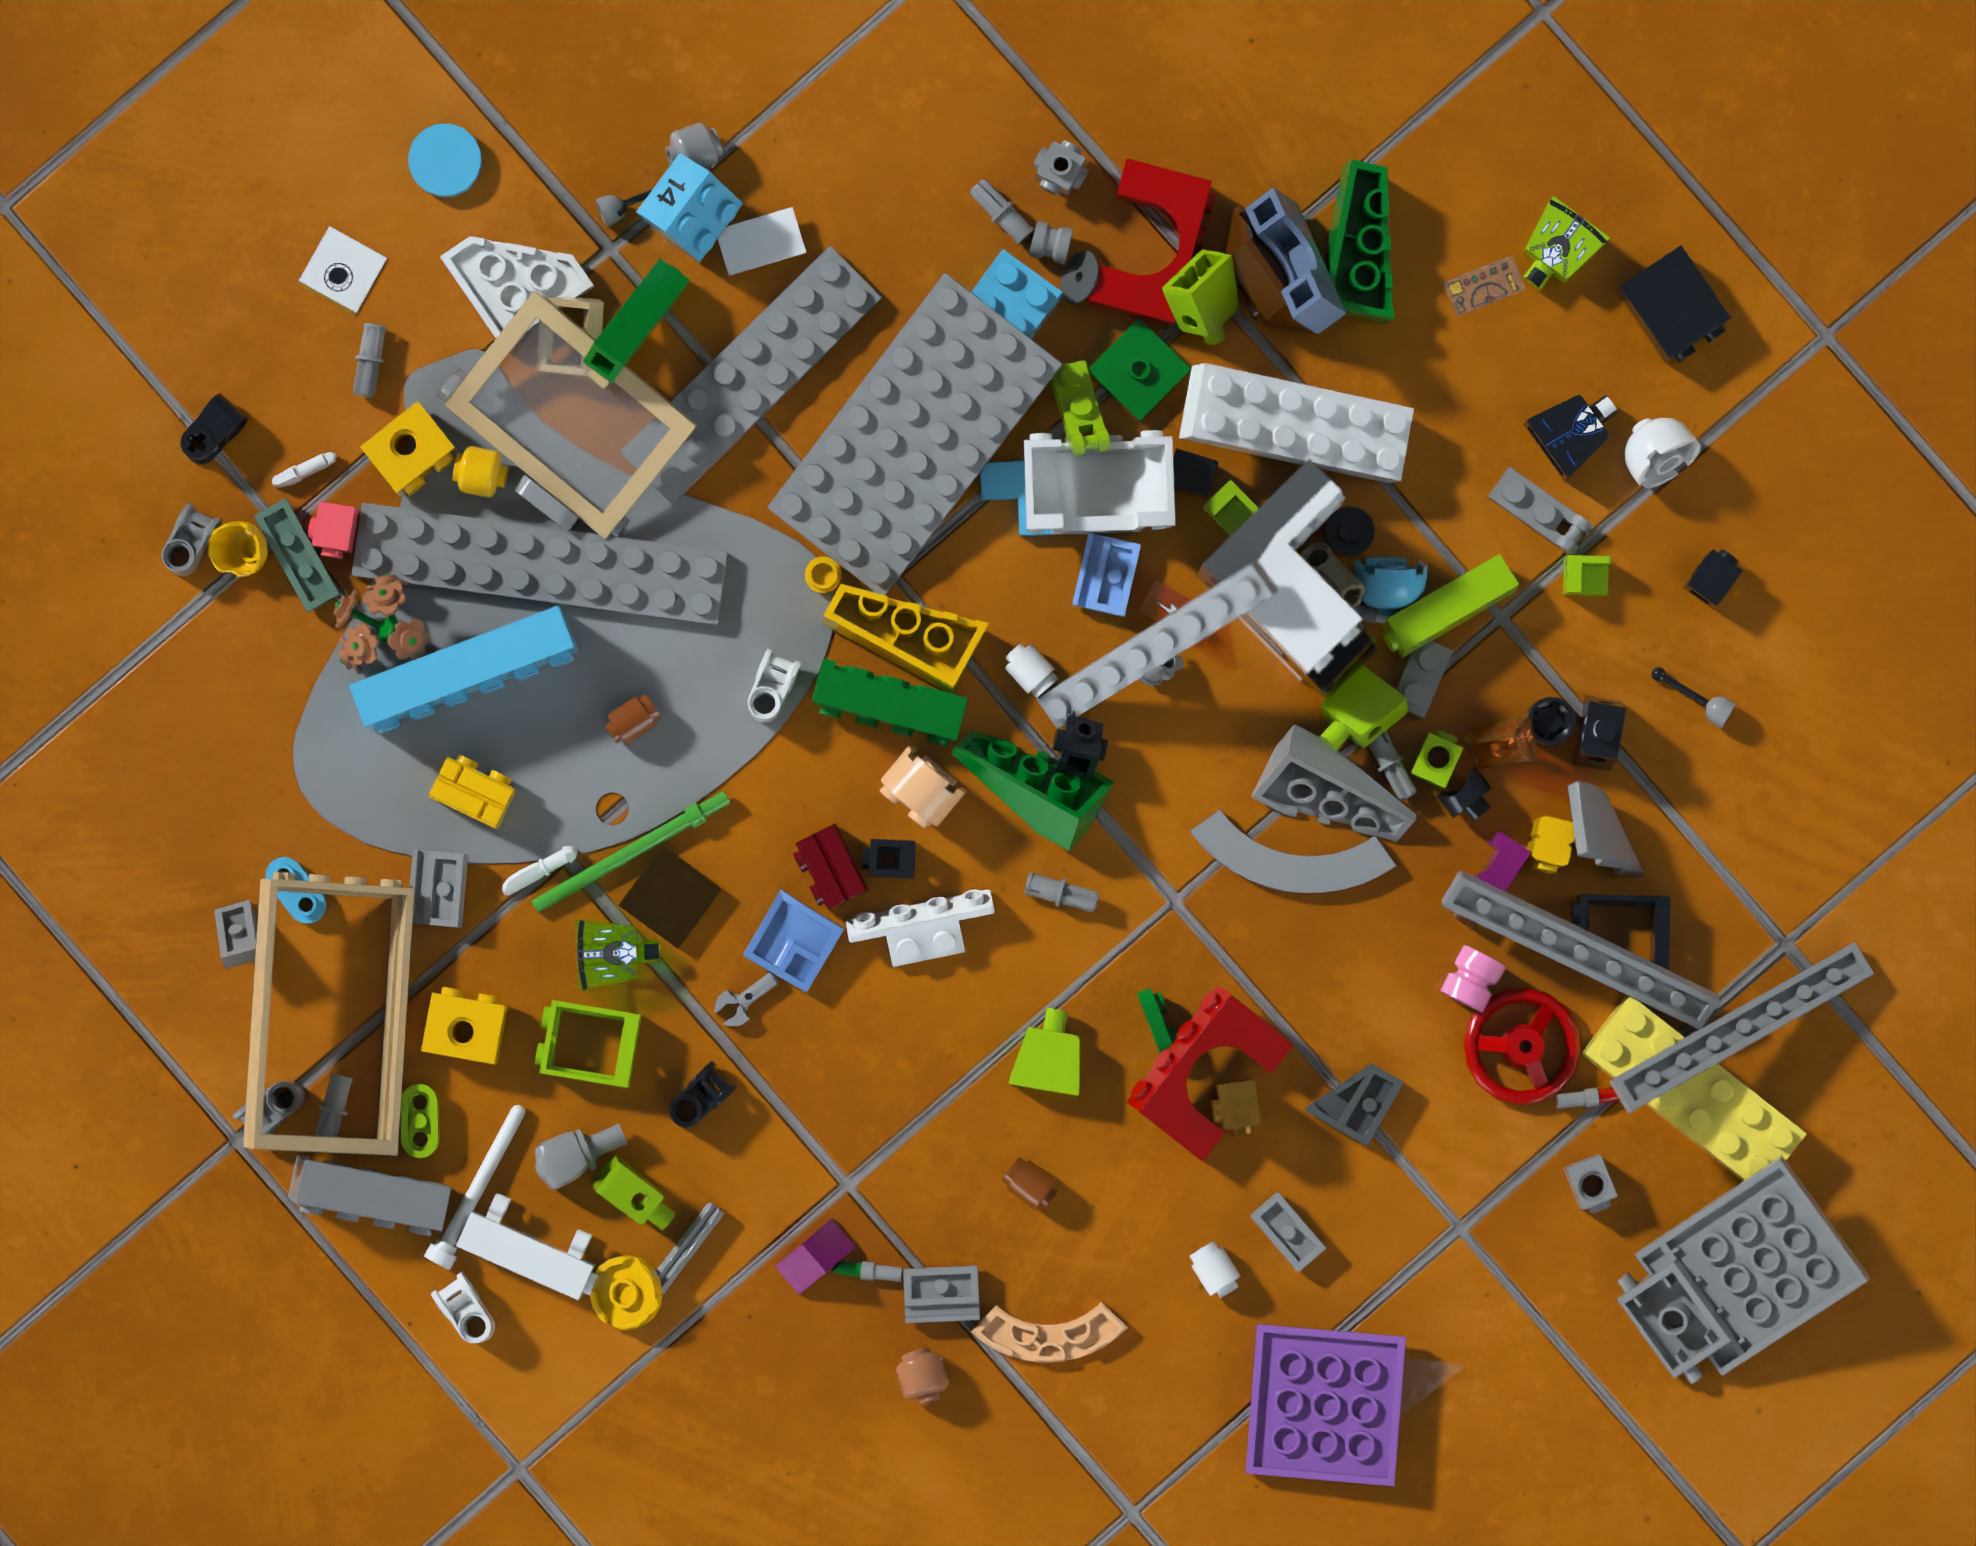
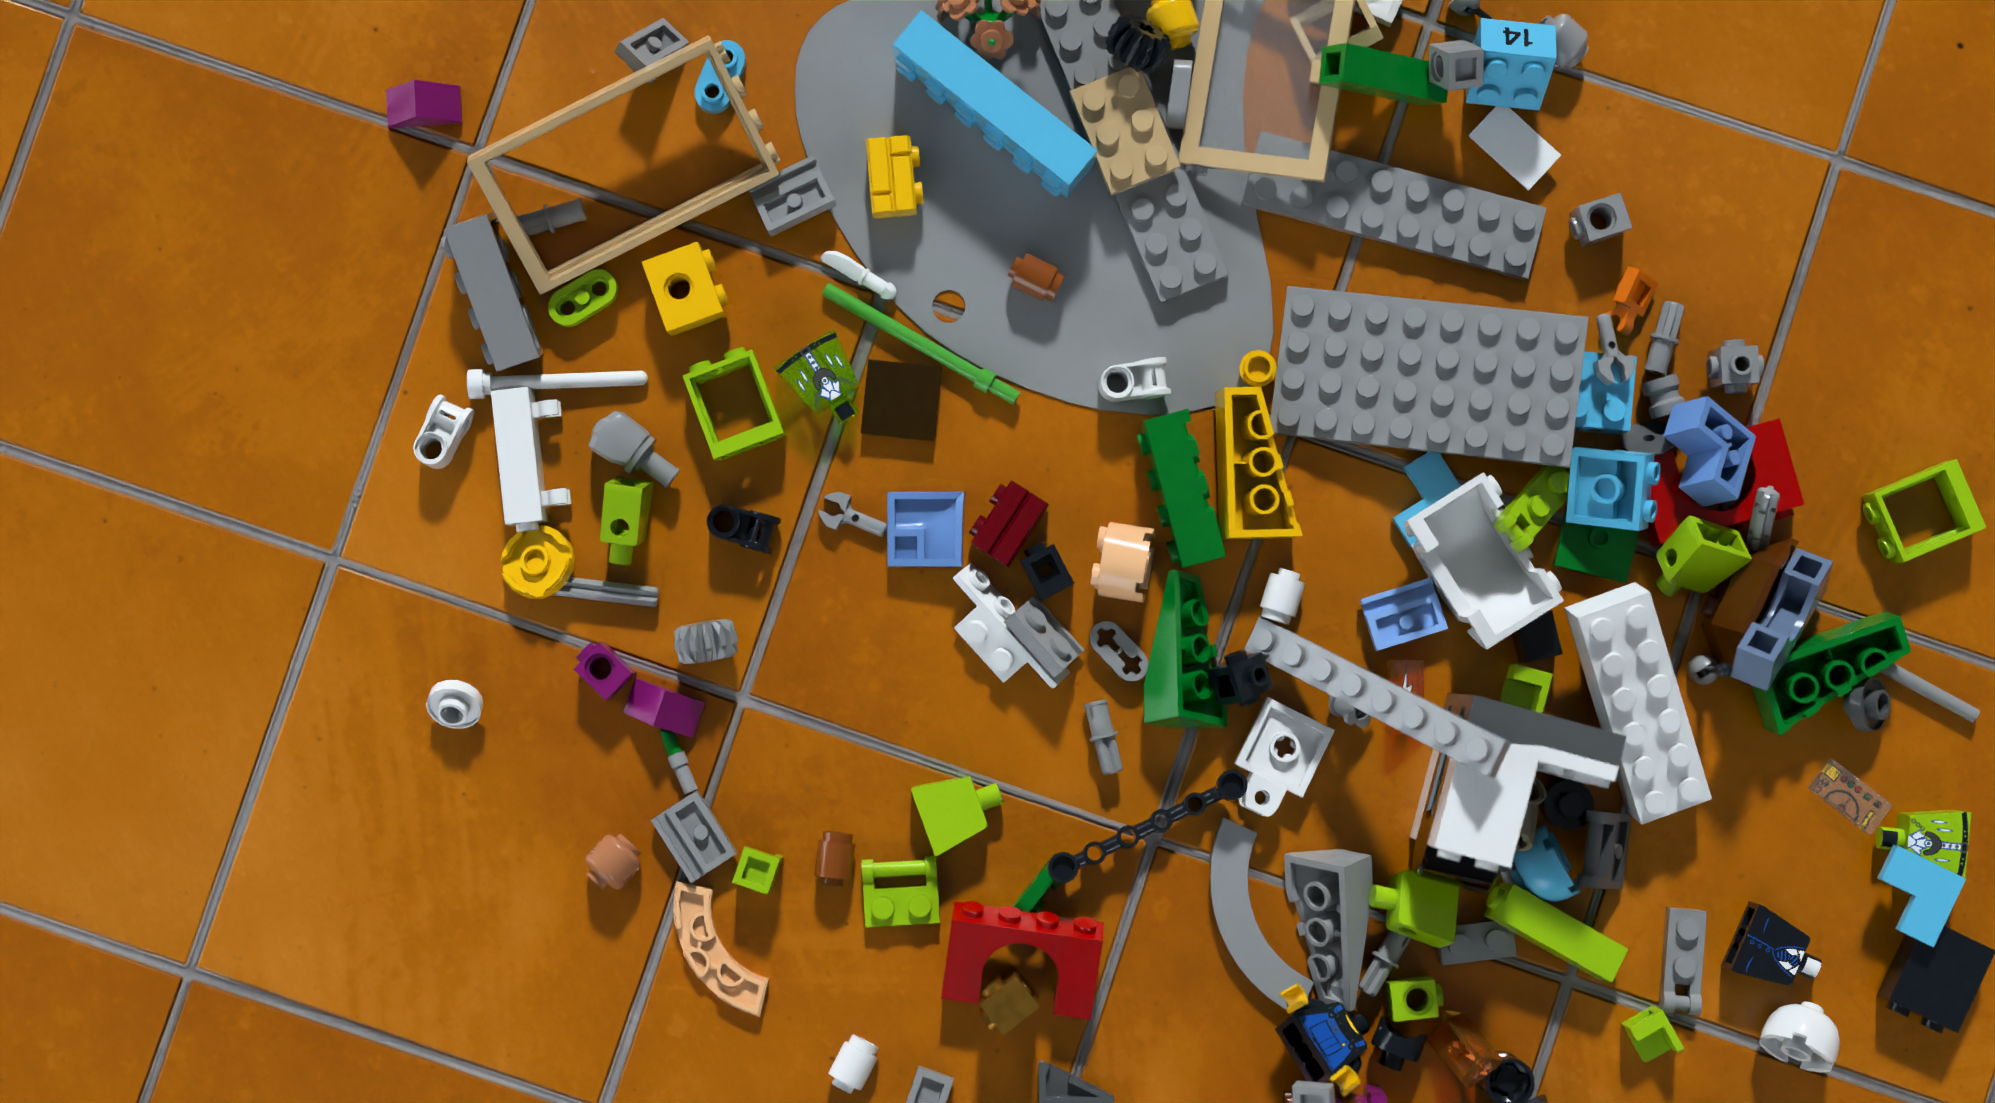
camera: 60 degrees right, 0 degrees up
(168, 1162) = (423, 104): none -> magenta slope
(274, 1112) = (516, 166): light grey piece -> none
(485, 515) = (1138, 43): none -> black gear
(550, 569) = (1124, 129): none -> tan plate
(664, 257) = (1456, 65): none -> light grey brick
(707, 1434) = (454, 704): none -> white plate
(769, 1288) = (619, 676): none -> magenta brick
(779, 1186) = (705, 641): none -> light grey gear
(867, 191) = (1611, 209): none -> light grey brick
(945, 893) = (1044, 636): none -> light grey plate
(952, 219) = (1633, 298): none -> orange plate
(986, 270) = (1611, 354): none -> light grey bar
(997, 846) = (1112, 658): none -> light grey beam
(1001, 1255) = (757, 870): none -> lime panel
(1102, 336) = (1612, 488): none -> medium azure plate
(1103, 1149) = (900, 904): none -> lime plate
(1119, 229) = (1715, 448): none -> medium blue brick
(1150, 989) = (1229, 786): none -> black bar
(1178, 765) = (1268, 770): none -> white plate
(1202, 224) = (1762, 518): none -> light grey axle
(1281, 45) = (1957, 500): none -> lime window
(1305, 344) = (1708, 668): none -> light grey hinge
(1406, 522) = (1605, 850): none -> dark grey plate
(1413, 226) = (1867, 704): none -> dark grey plate
(1422, 856) = (1323, 1039): none -> torso
(1433, 165) = (1931, 692): none -> light grey bar
(1599, 270) = (1931, 892): none -> medium azure tile

